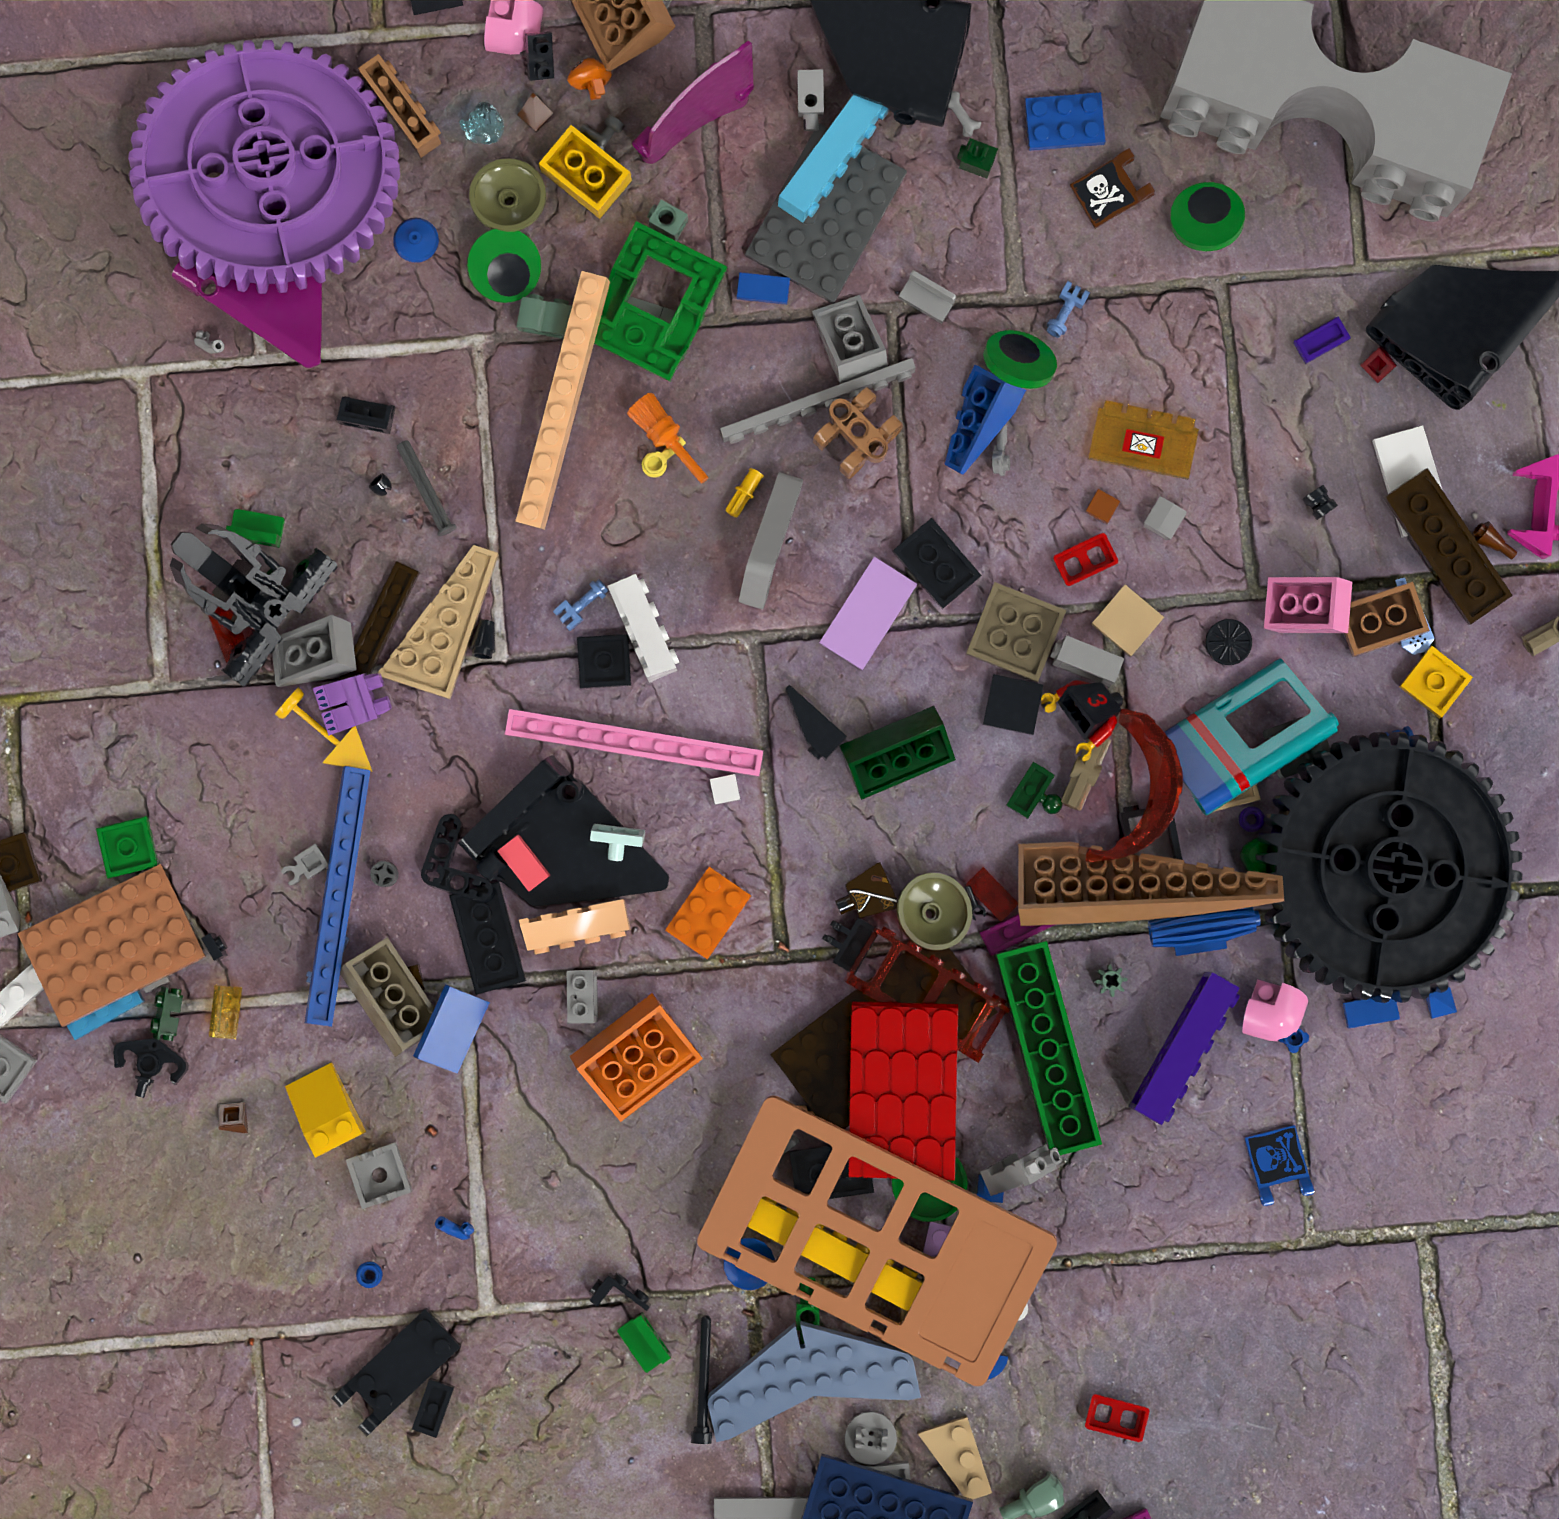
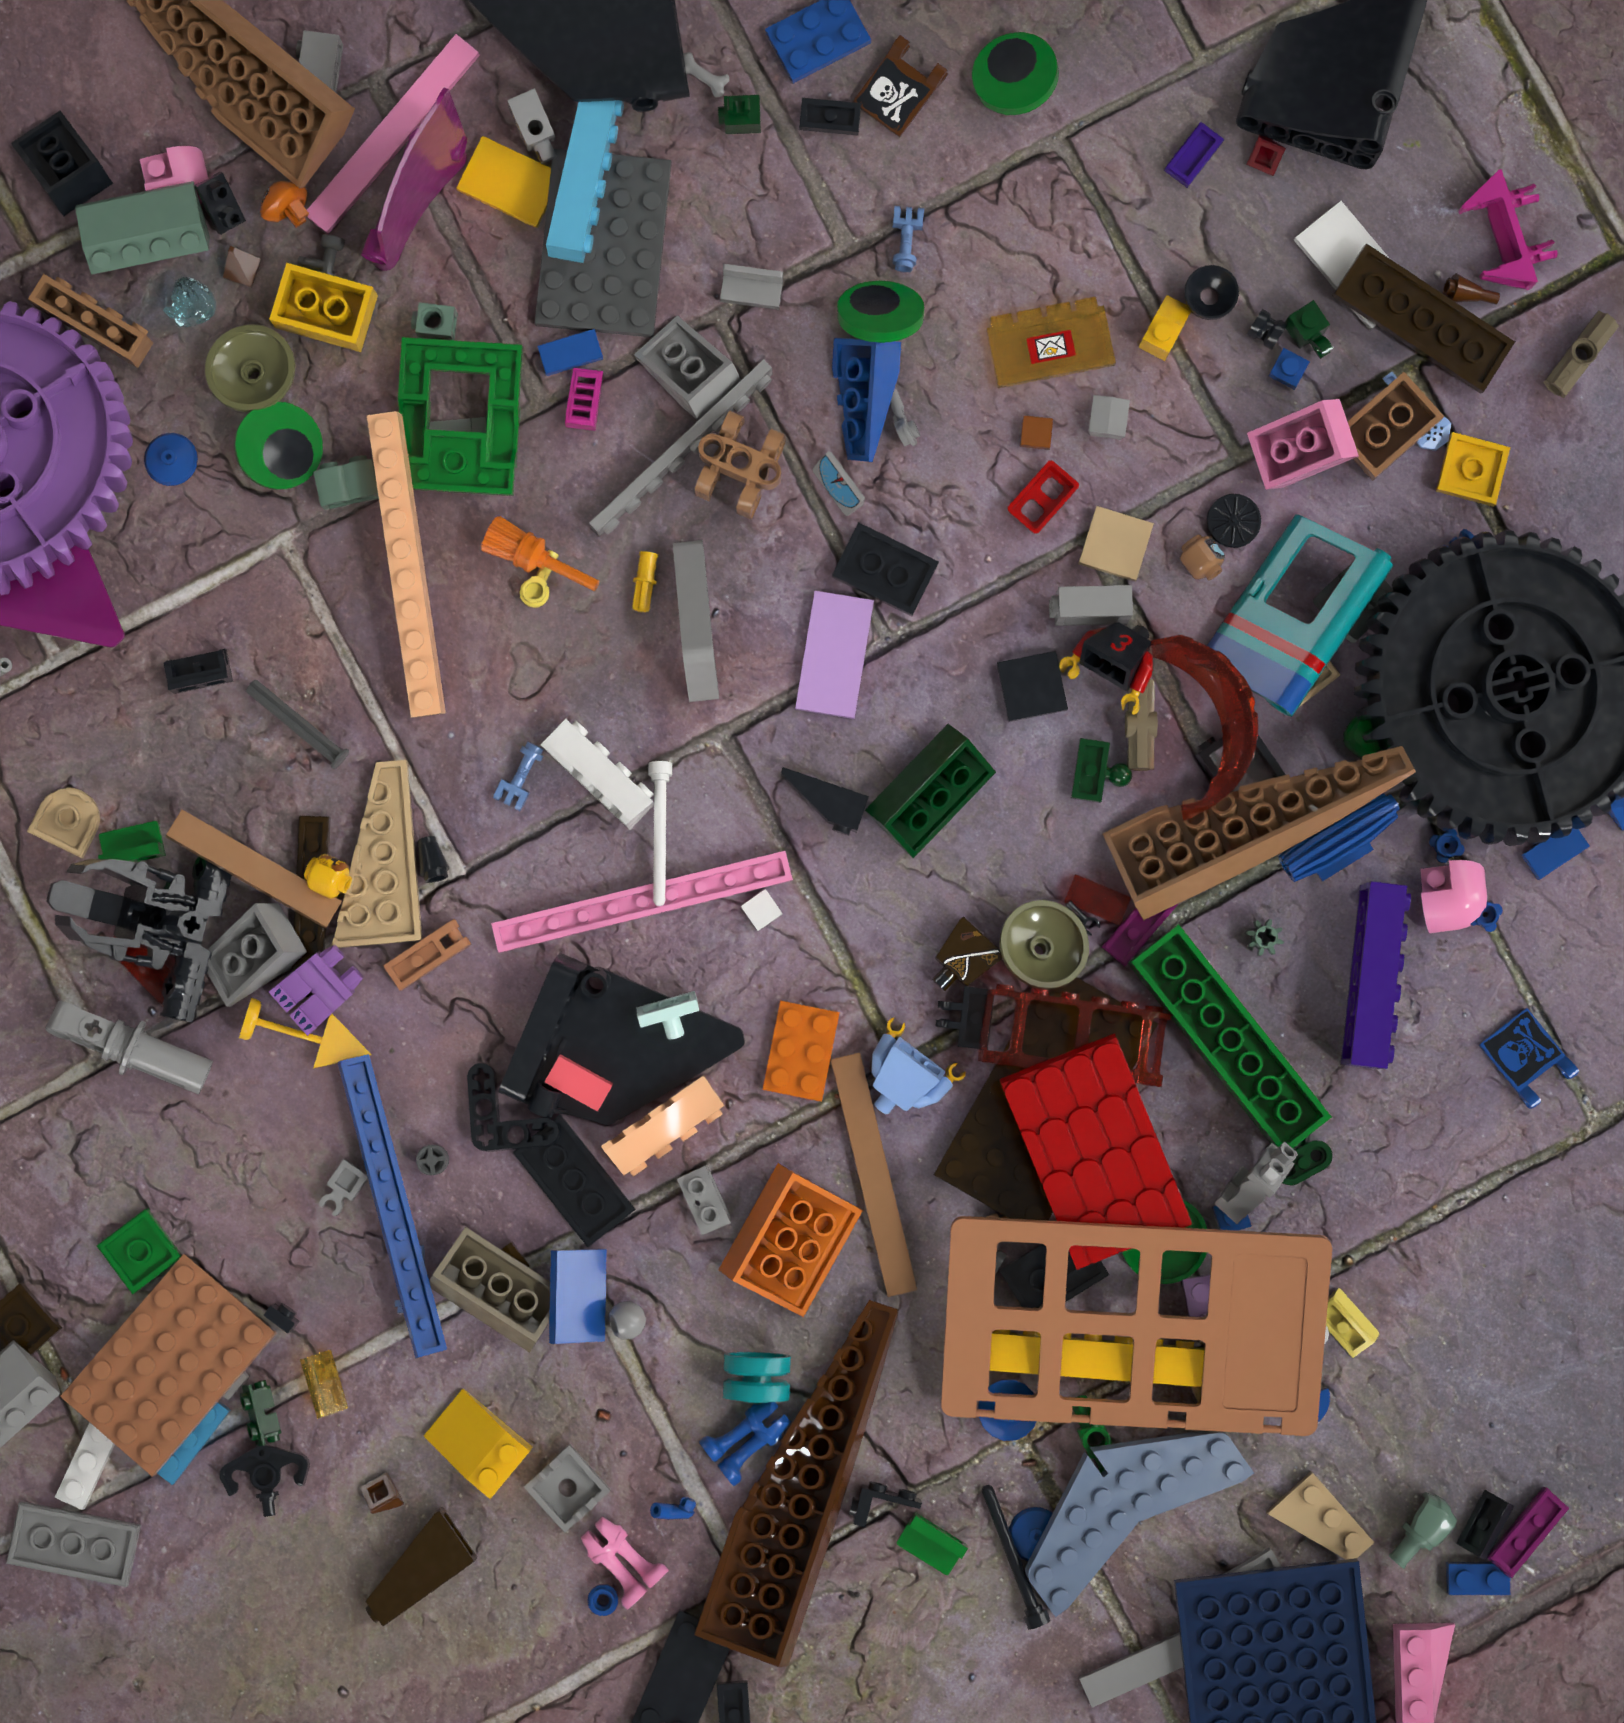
camera: 25 degrees left, 0 degrees up
(187, 685) = (130, 1047): none -> light grey piece
(215, 488) = (67, 820): none -> tan tile
(244, 1187) = (425, 1565): none -> dark brown slope
(342, 587) = (251, 868): none -> medium nougat tile
(379, 485) = (245, 740): black hinge -> none
(386, 1240) = (605, 1554): none -> bright pink piece
(397, 617) = (327, 876): none -> yellow head
(448, 712) = (426, 955): none -> nougat plate
(470, 50) = (142, 227): none -> sand green slope
(481, 1064) = (627, 1320): none -> light grey piece
(545, 1187) = (762, 1435): none -> blue piece
(548, 1267) = (794, 1505): none -> reddish brown wedge
(562, 1155) = (756, 1383): none -> teal wheel
(604, 661) = (571, 828): black tile -> none
(691, 648) = (659, 773): none -> white piece
(696, 58) = (391, 135): none -> bright pink tile
(723, 1034) = (873, 1174): none -> medium nougat tile
(724, 1363) = (1027, 1529): none -> blue piece
(748, 347) = (580, 422): none -> dark pink slope
(771, 133) = (507, 181): none -> yellow tile
(782, 967) = (907, 1075): none -> light blue torso
(858, 1436) = (1232, 1535): light grey plate -> none
(929, 481) = (838, 484): none -> slope
(1016, 632) = (1001, 607): dark tan plate -> none
(1046, 1312) = (1349, 1324): none -> light yellow slope
(1047, 189) = (830, 116): none -> black plate
(1065, 1173) = (1305, 1166): none -> dark green plate
(1113, 1426) = (1472, 1414): red piece -> none
(1191, 660) = (1202, 557): none -> medium nougat head
(1240, 467) = (1165, 328): none -> yellow slope
(1257, 813) = (1348, 696): dark purple plate -> none
(1281, 975) = (1455, 846): none -> blue plate
(1296, 445) = (1213, 278): none -> black piece
(1324, 540) = (1289, 368): none -> blue plate
(1353, 513) = (1307, 327): none -> dark green brick

